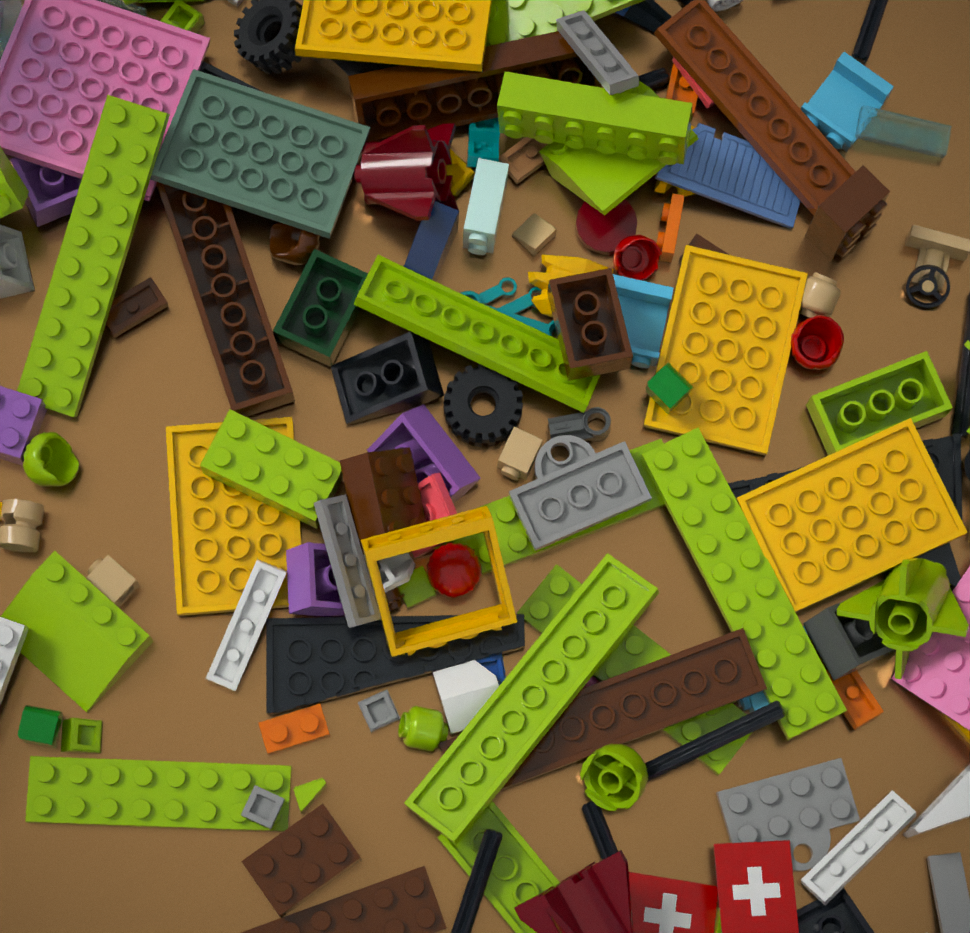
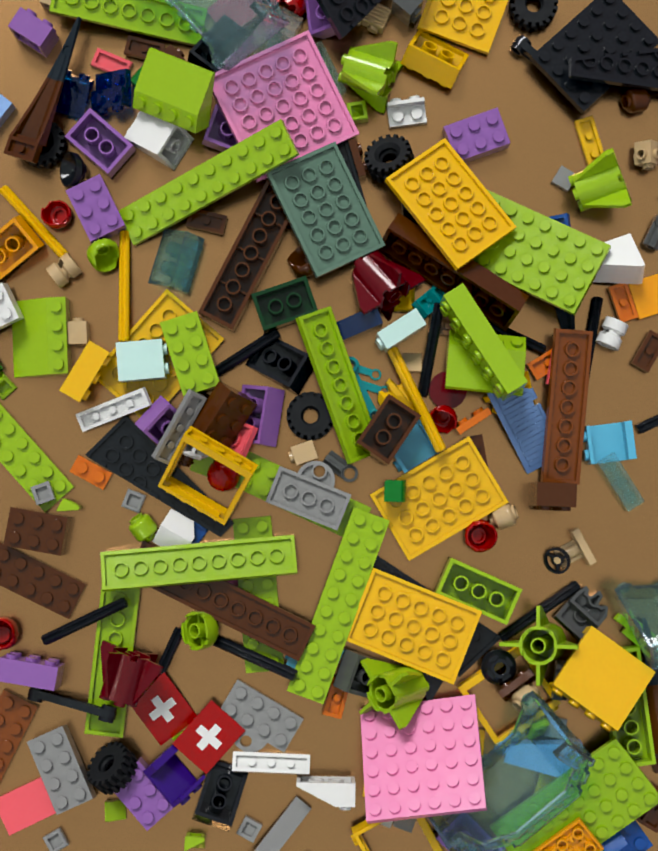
camera: 45 degrees right, 10 degrees up
(112, 474) = (124, 286): none -> yellow axle
(143, 384) = (176, 260): none -> clear light blue slope
(169, 612) = (85, 372): none -> yellow slope
(222, 533) = (142, 360): none -> light aqua brick
(227, 62) = (356, 151): none -> reddish brown plate
(335, 400) = (247, 351): none -> black axle
(541, 195) = (430, 351): none -> black axle
(584, 262) = (416, 399): none -> yellow axle
(597, 52) = (513, 315): light grey plate -> none

